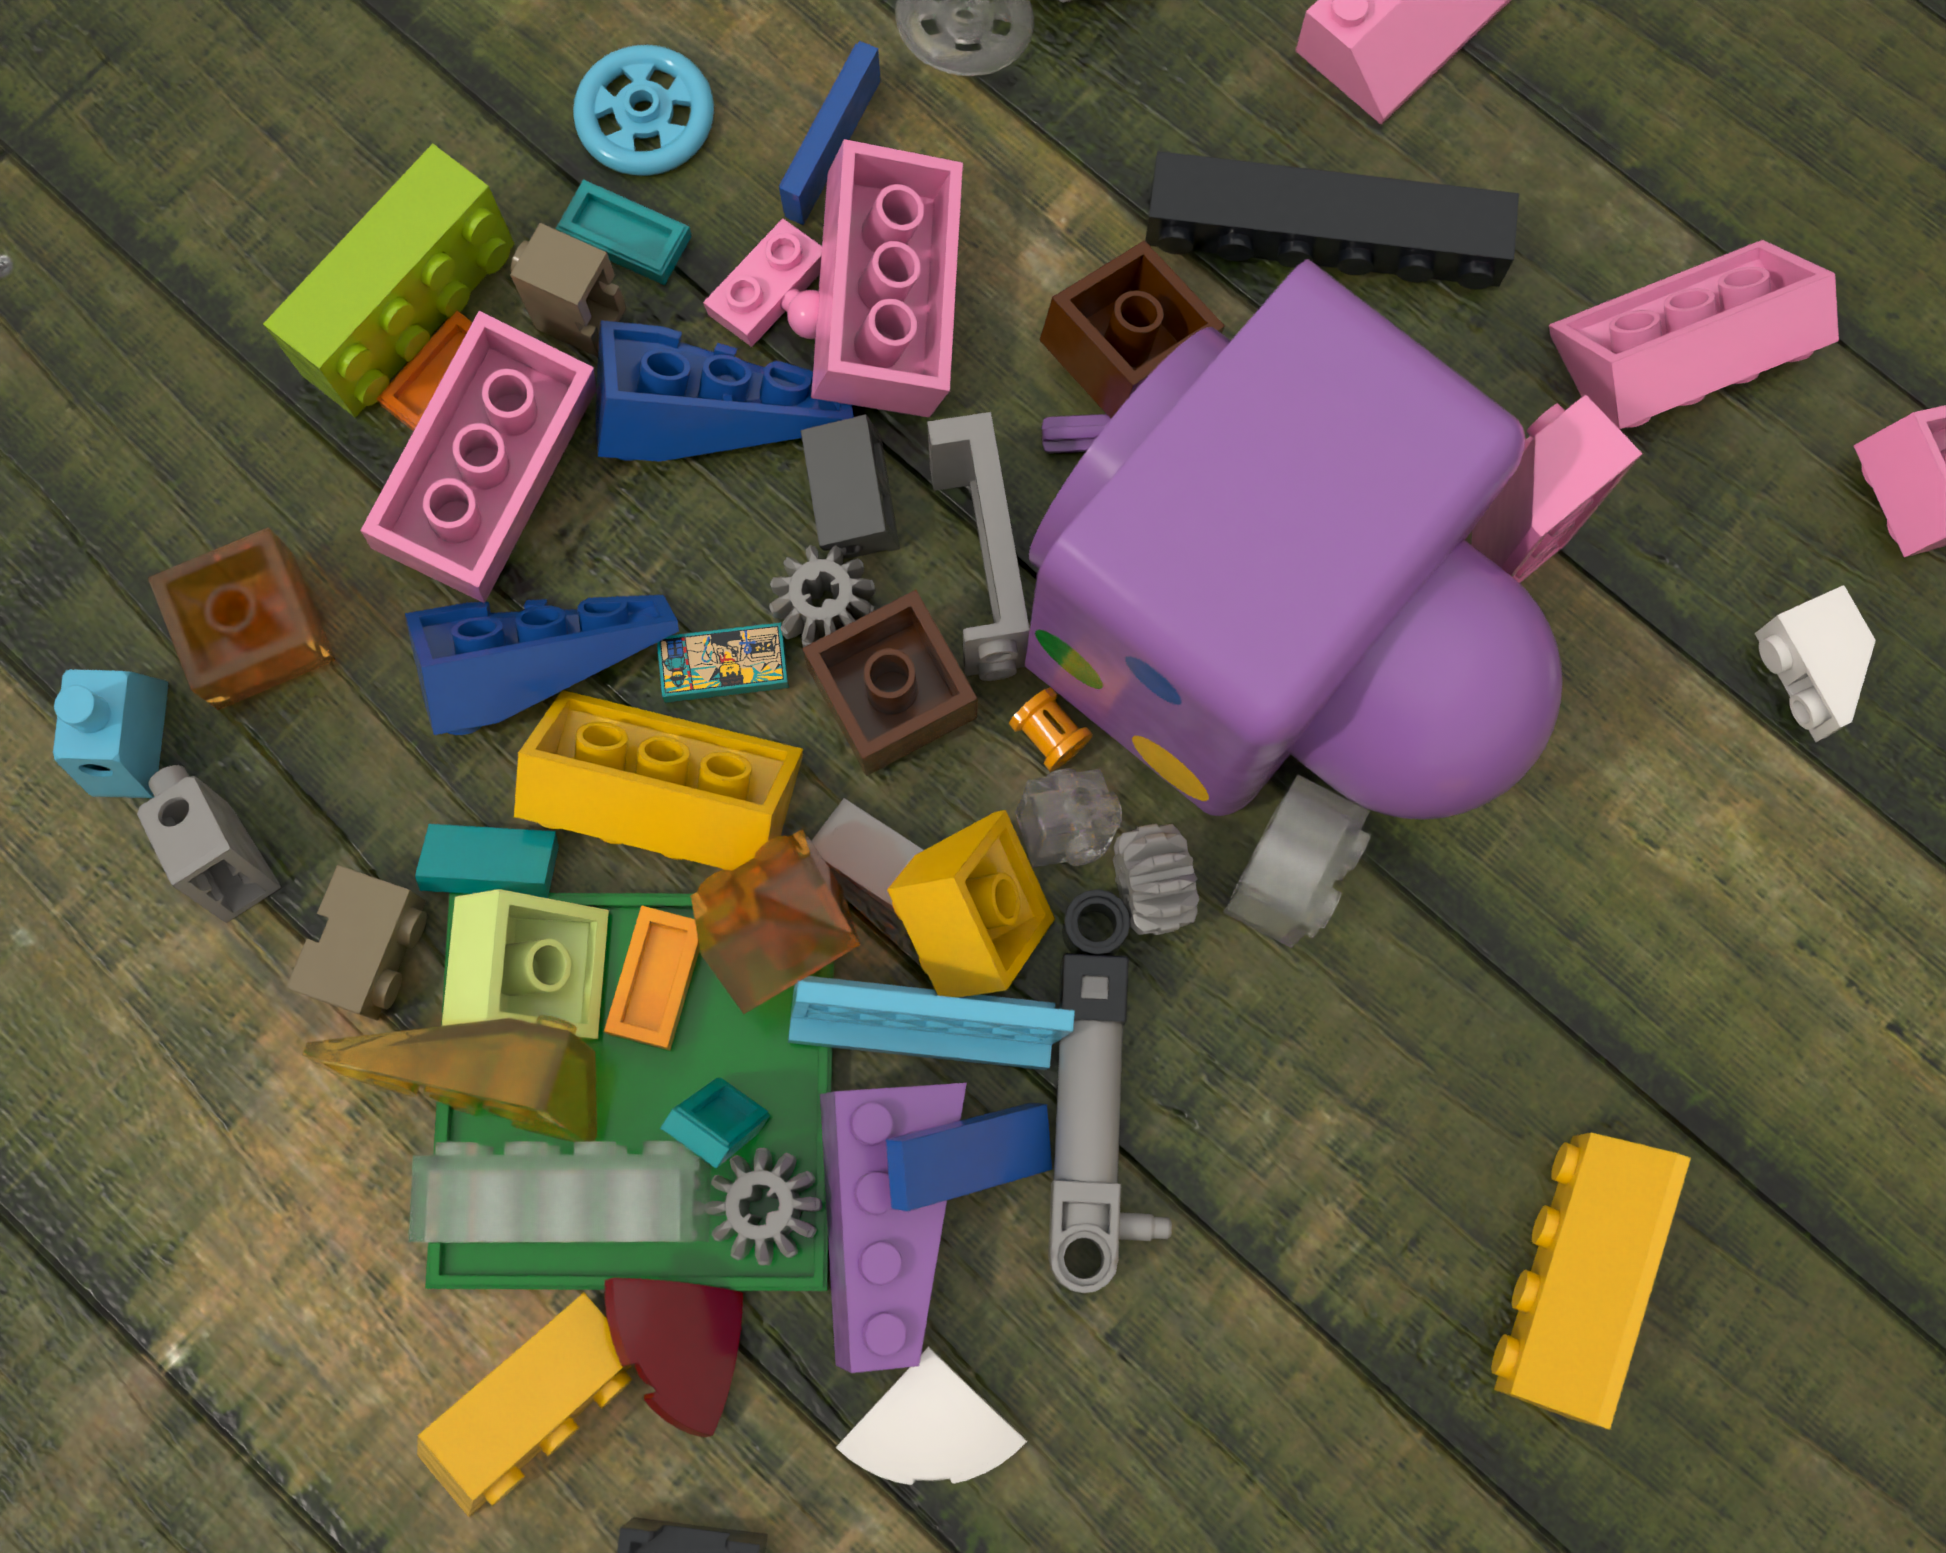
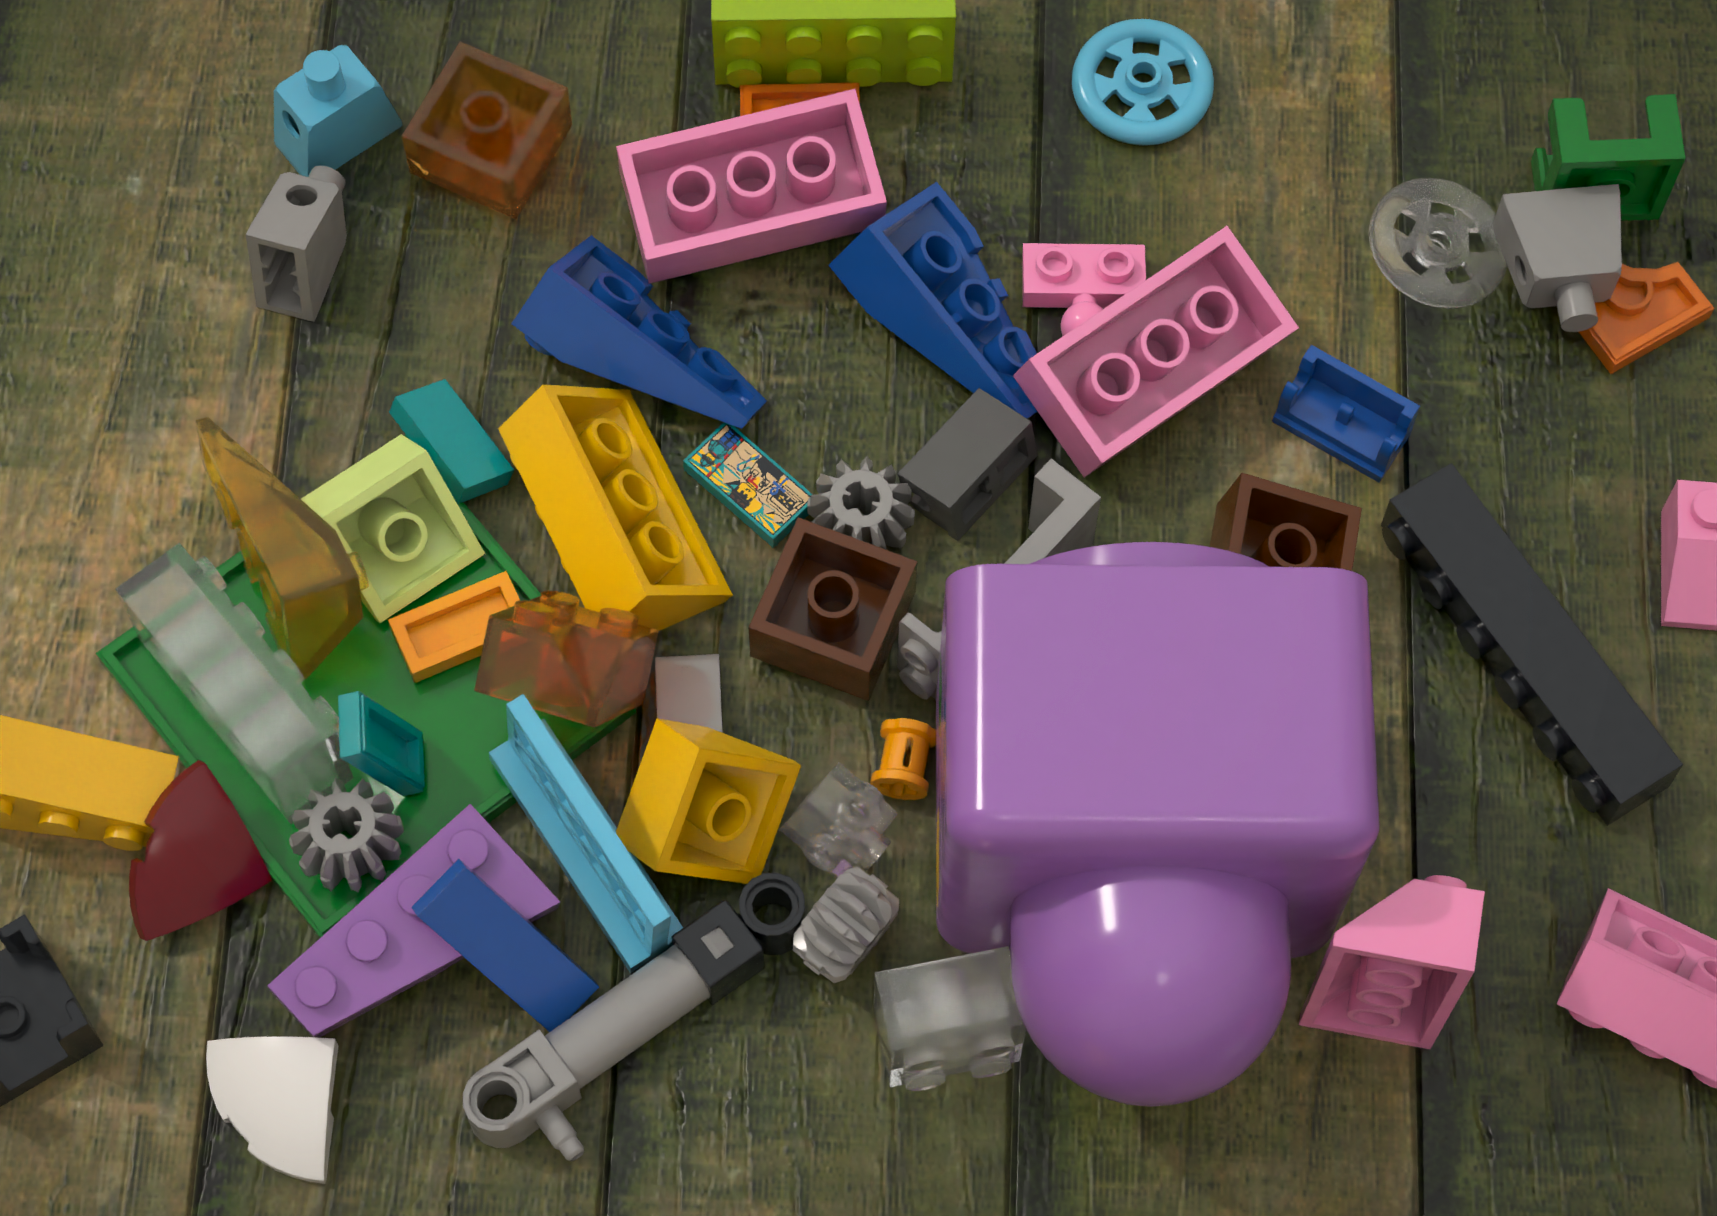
camera: 50 degrees right, 10 degrees down
(361, 944) = (314, 403): dark tan brick -> none
(566, 287) = (938, 136): dark tan brick -> none
(626, 231) = (1030, 146): teal tile -> none
(831, 126) = (1250, 219): blue tile -> none
(1045, 192) = (1346, 414): none -> blue hinge

